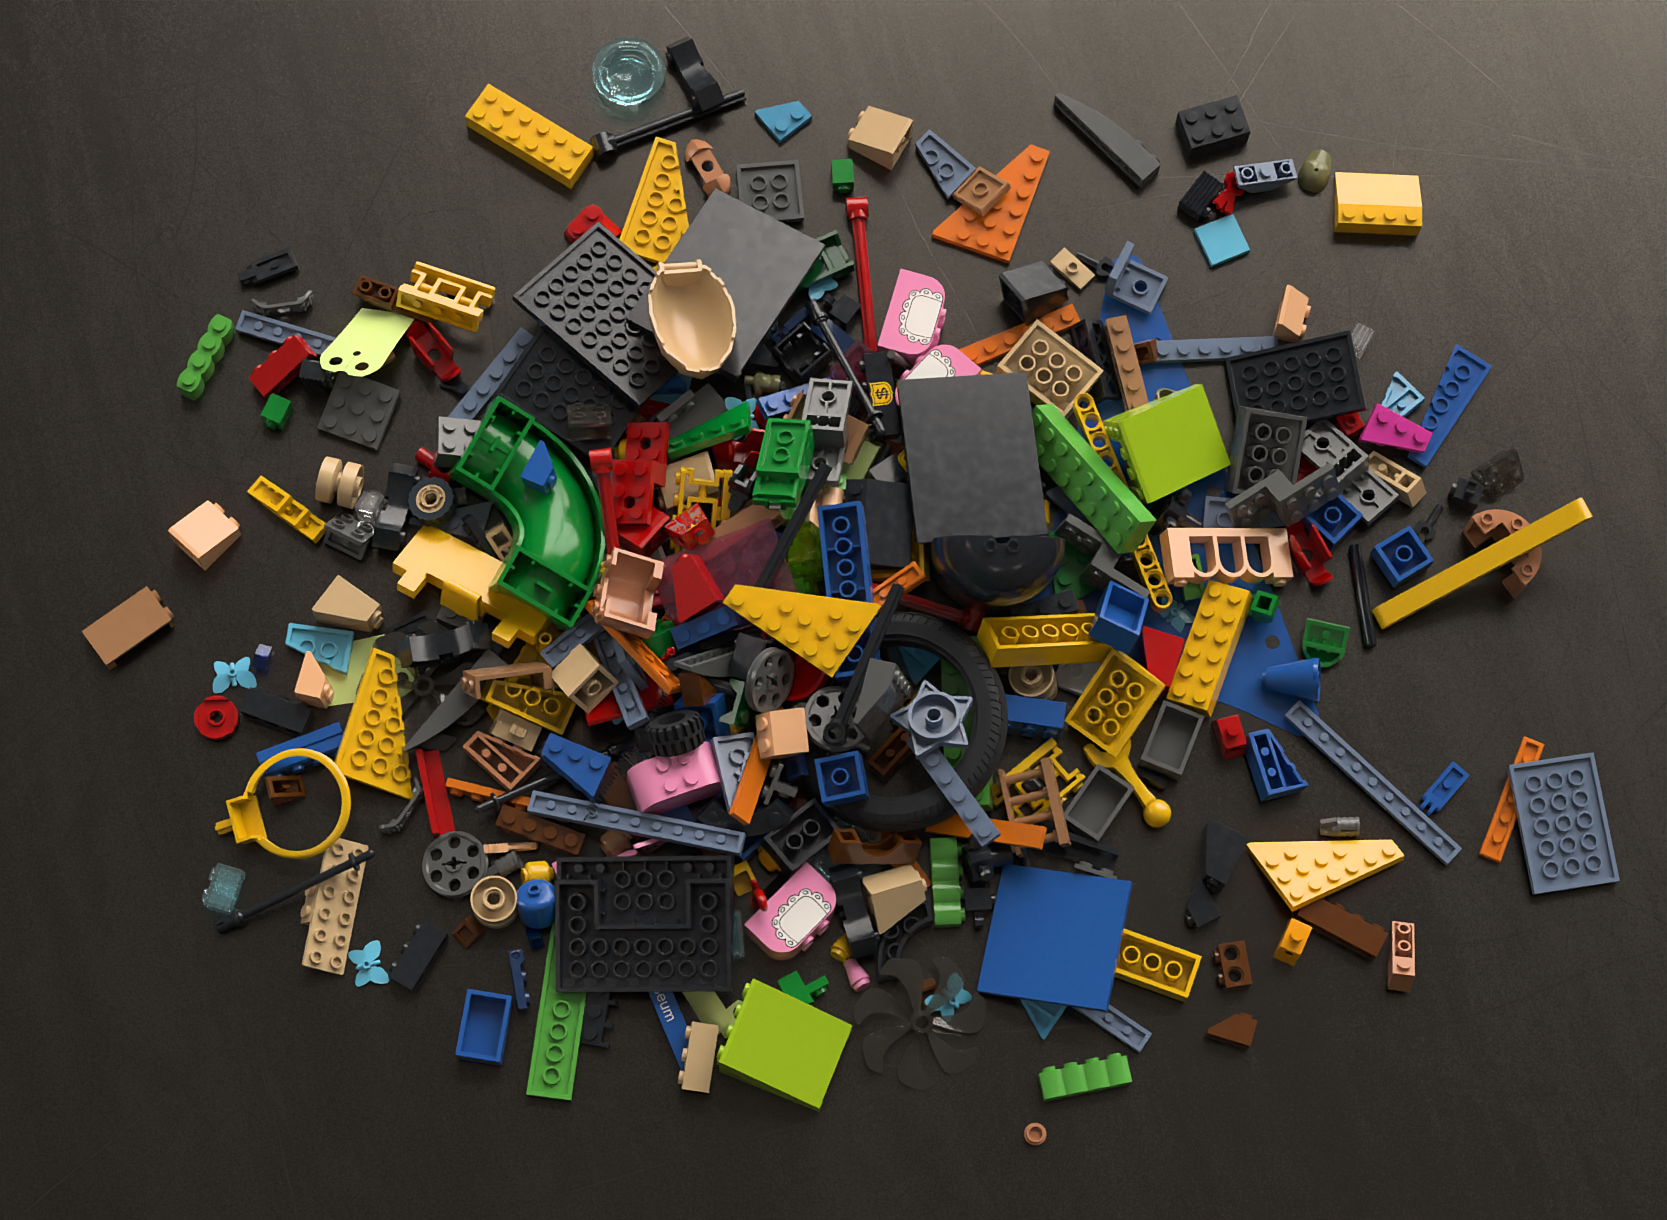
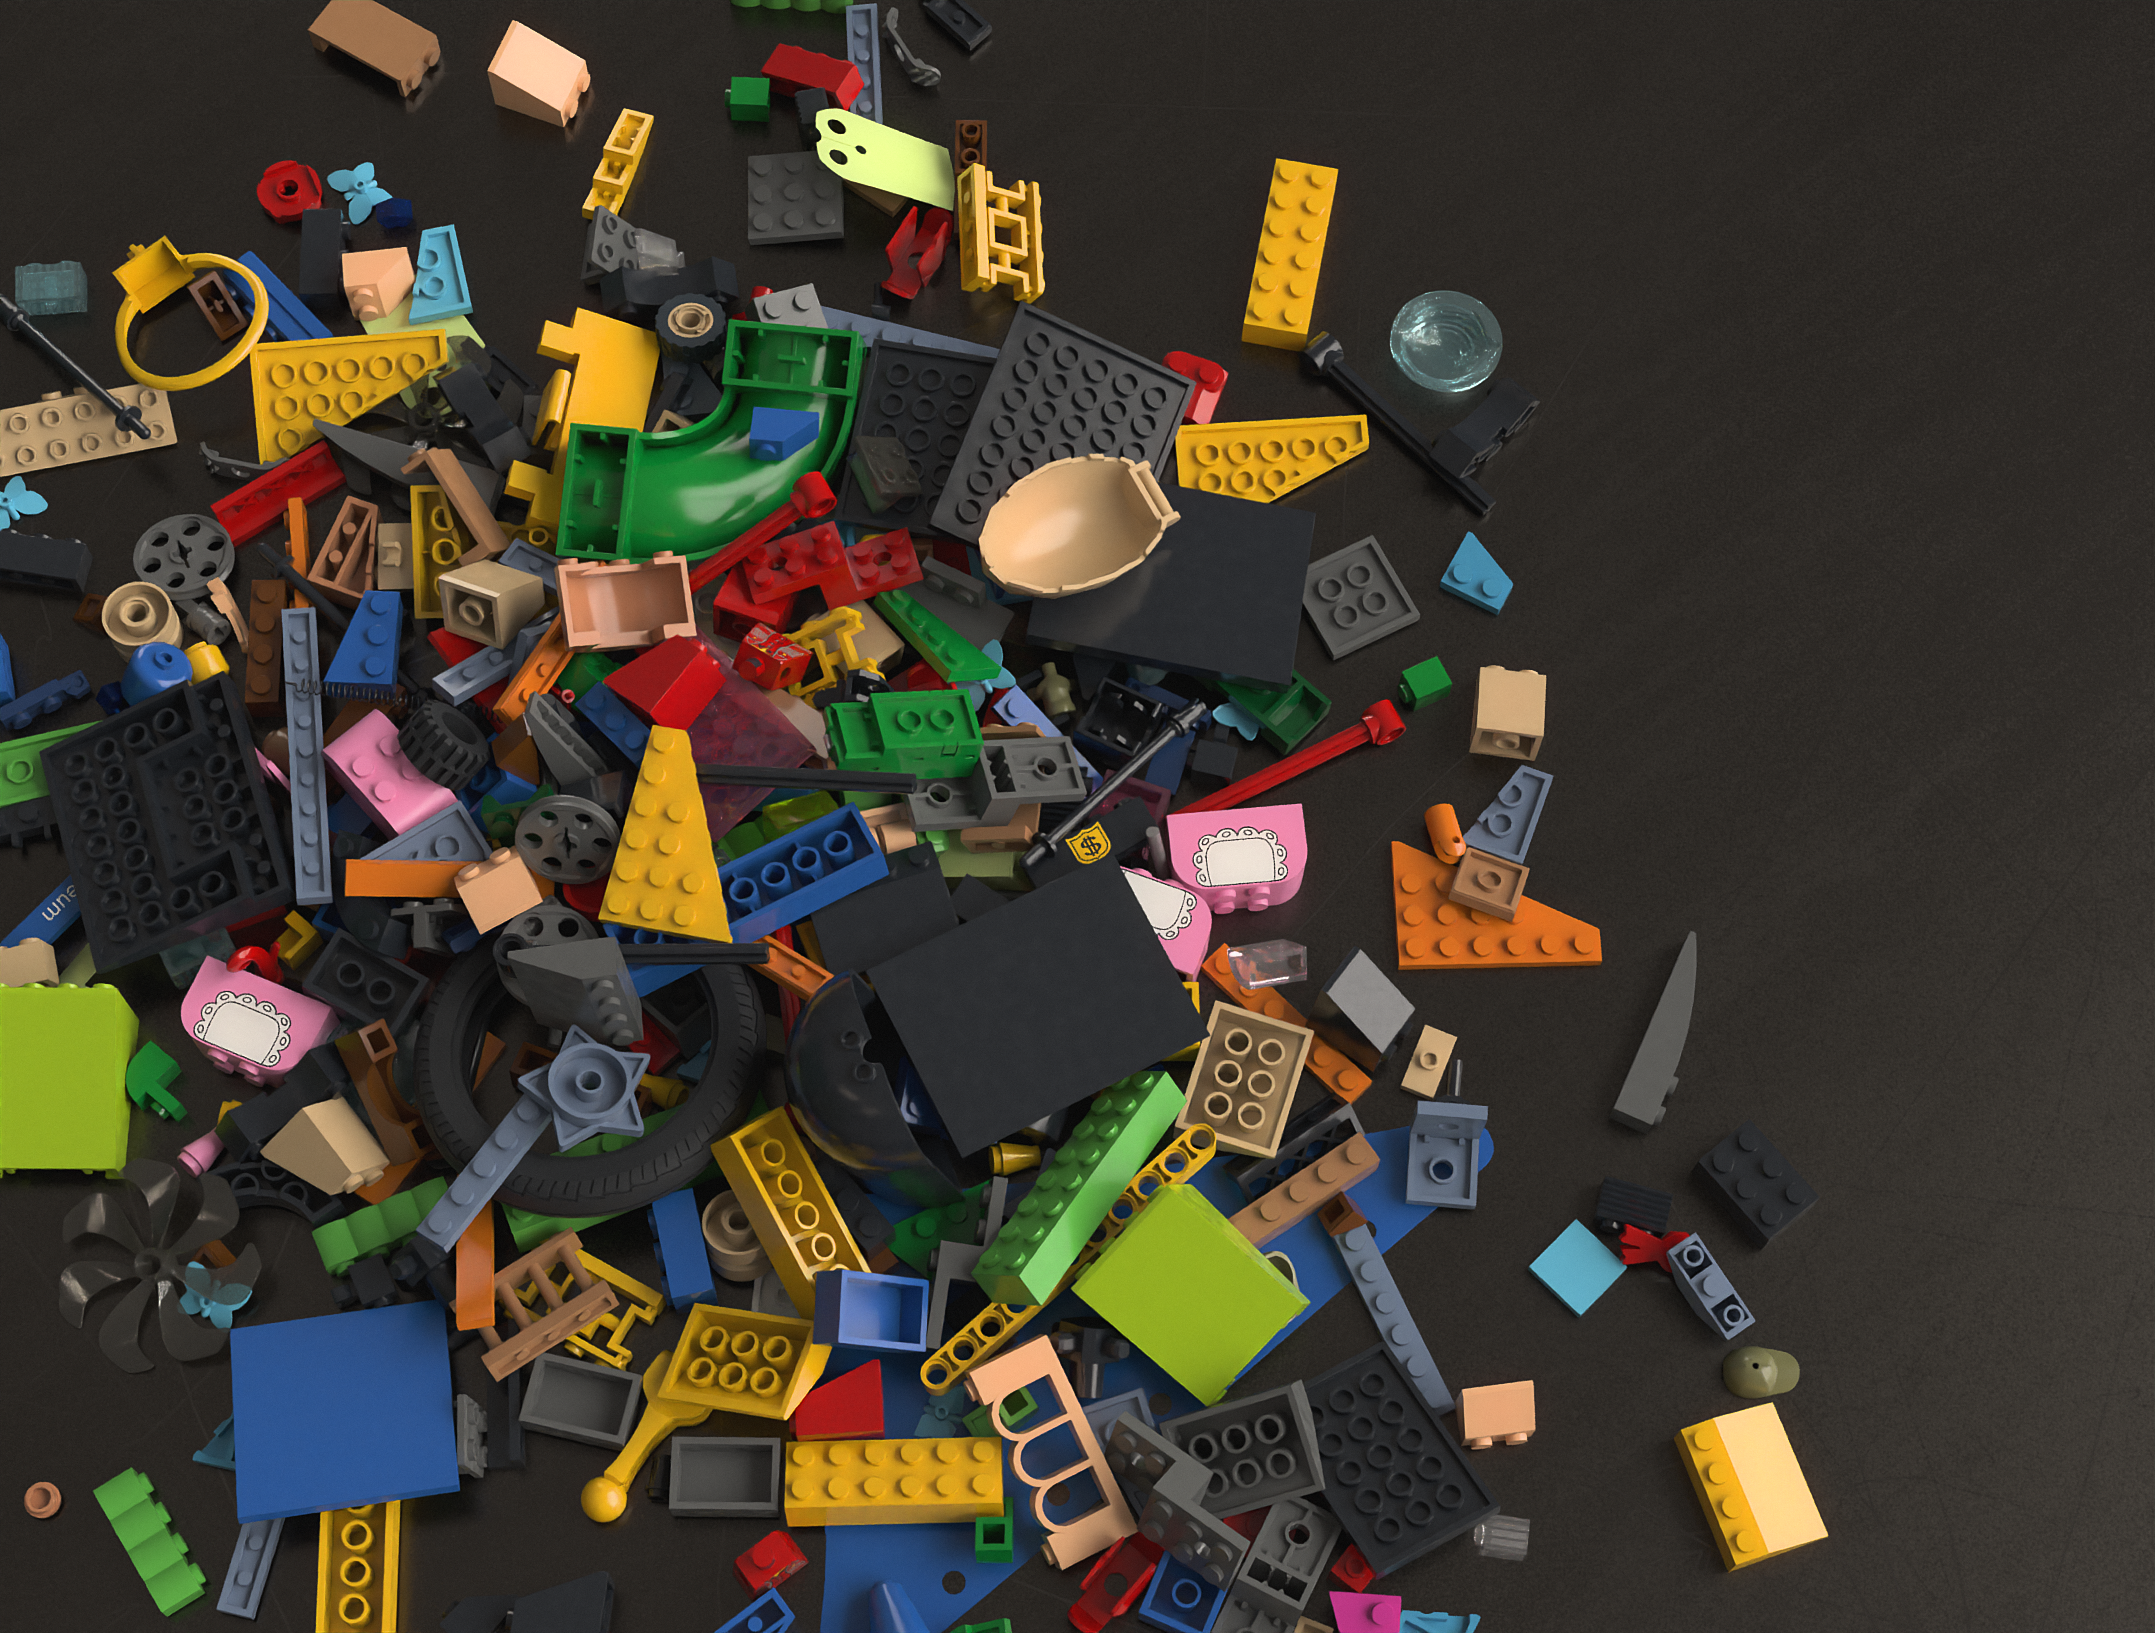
camera: 70 degrees right, 5 degrees down
(344, 484) = (675, 204): tan wheel -> none
(348, 607) = (502, 282): tan slope -> none
(700, 152) = (1334, 516): nougat piece -> none
(842, 778) = (458, 998): blue brick -> none
(941, 202) = (1444, 832): none -> orange piece
(982, 329) = (1268, 963): none -> clear brick

